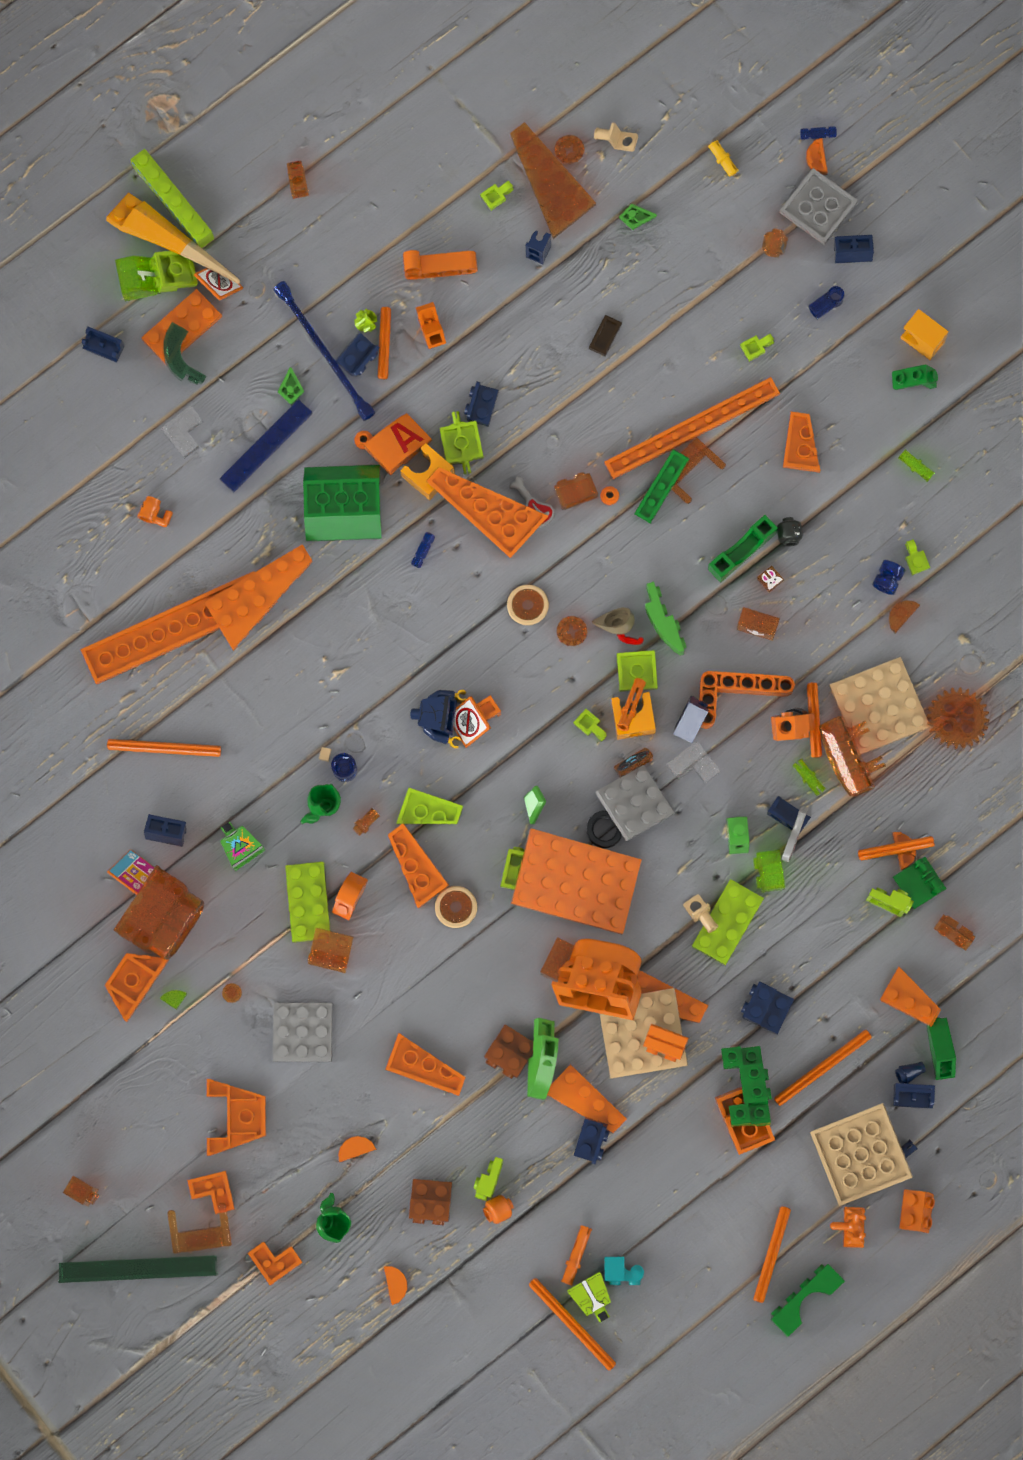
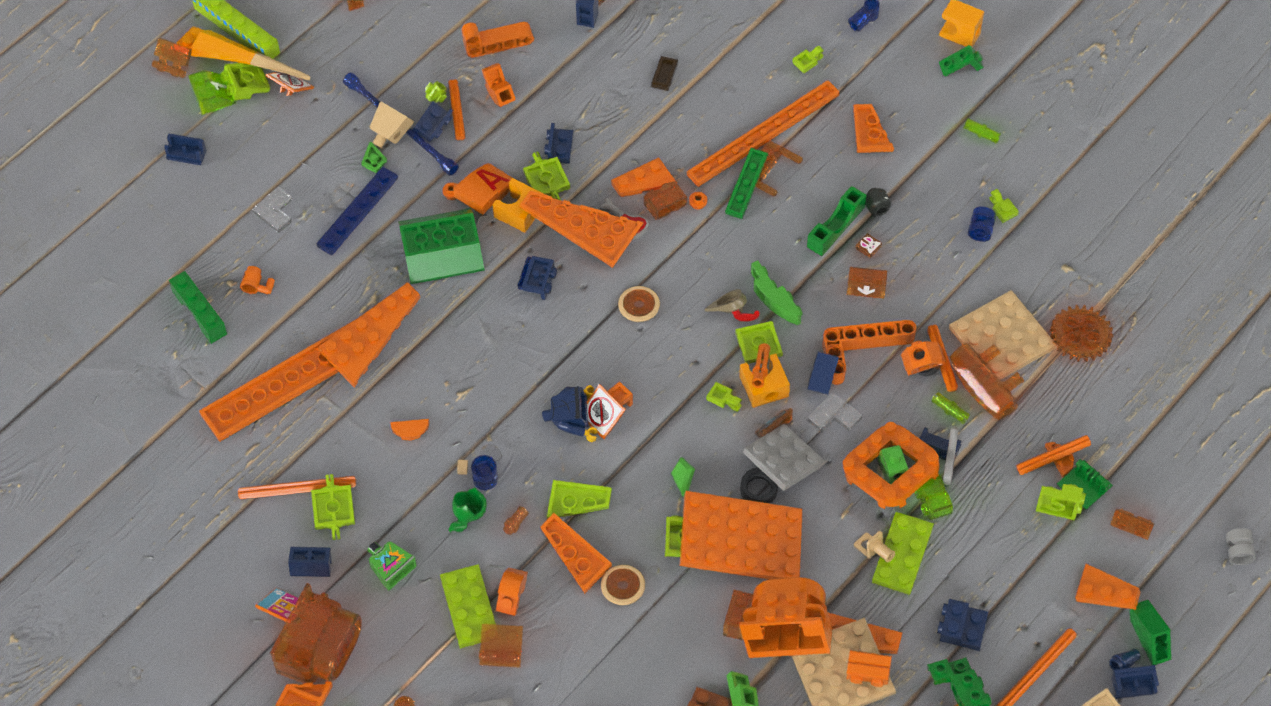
camera: 15 degrees left, 20 degrees down
(93, 532) = (203, 312): none -> green arch
(103, 226) = (173, 52): none -> clear orange plate
(172, 355) = (257, 149): clear green arch -> none
(193, 314) = (260, 126): orange plate -> none
(194, 777) = (333, 507): none -> lime plate
(281, 704) = (410, 429): none -> orange tile
(311, 353) = (389, 125): none -> tan torso
(434, 558) = (539, 276): none -> dark blue bracket
(561, 459) = (643, 178): none -> orange wing
(576, 623) = (691, 313): clear orange gear -> none
(748, 856) = (893, 494): none -> orange plate
(901, 613) = (1001, 254): clear orange plate -> none

